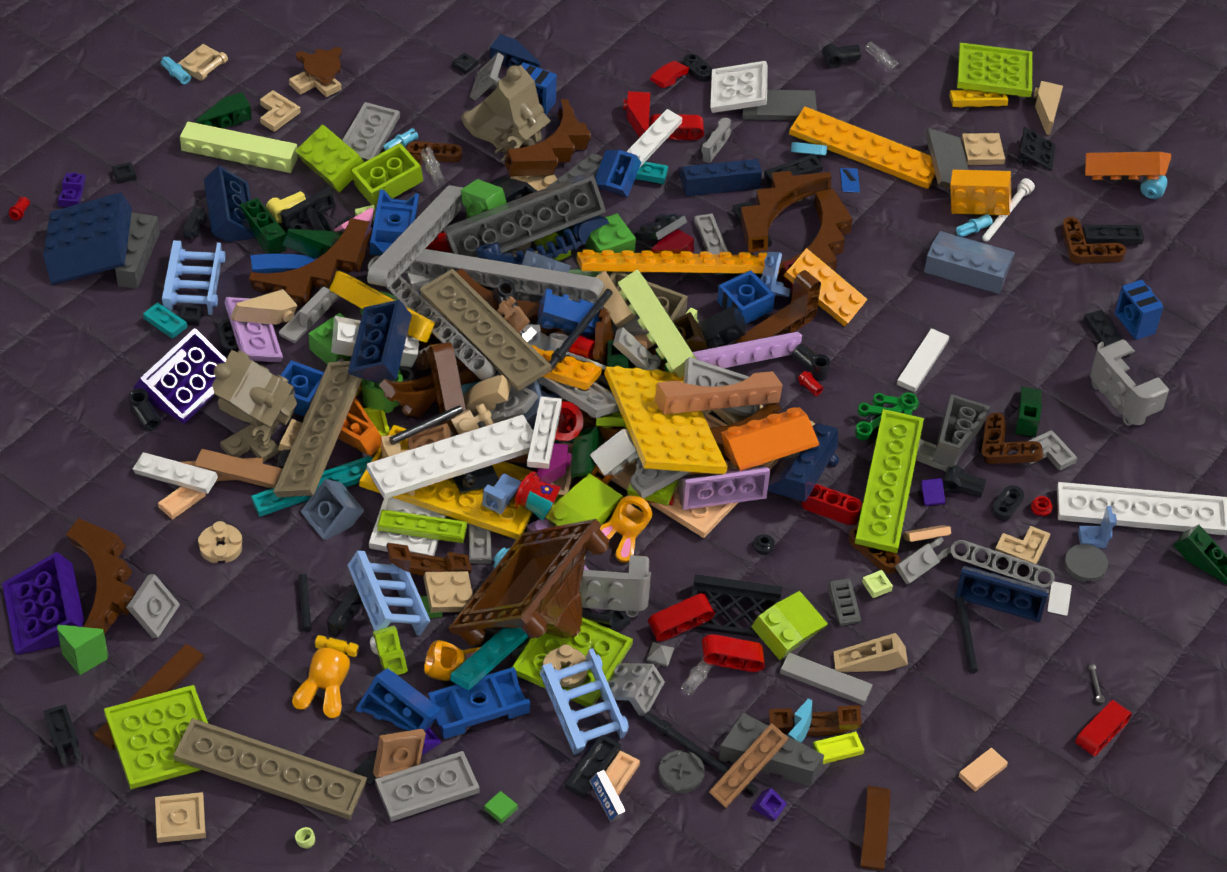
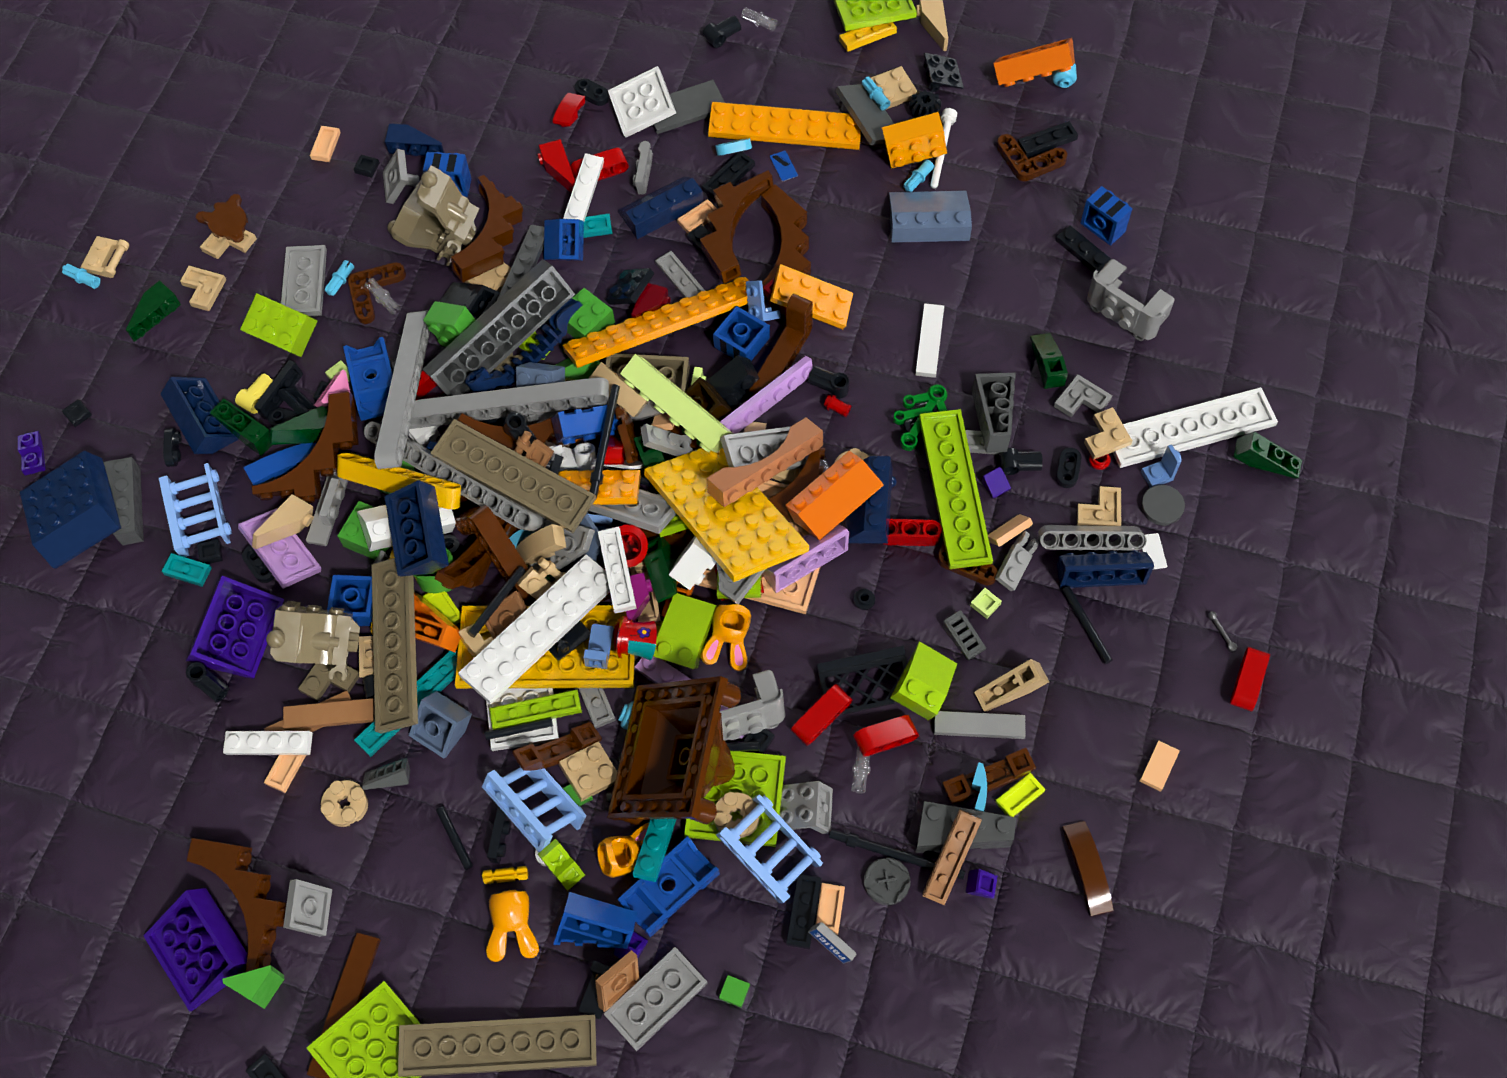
camera: 15 degrees left, 15 degrees up
(238, 147) = (180, 343): yellowish green brick -> none
(271, 533) = (389, 775): none -> dark grey slope
(389, 171) = (342, 323): lime brick -> none
(402, 535) = (520, 728): none -> black bar
(436, 35) = (325, 144): none -> light nougat tile
(660, 654) = (815, 759): light grey slope -> none
(746, 194) = (696, 216): none -> light nougat tile
(963, 146) = (876, 93): none -> medium azure axle
(998, 446) = (1036, 410): reddish brown beam -> none
(1009, 164) = (924, 103): none -> black gear
(1059, 490) = (1112, 435): none -> tan plate

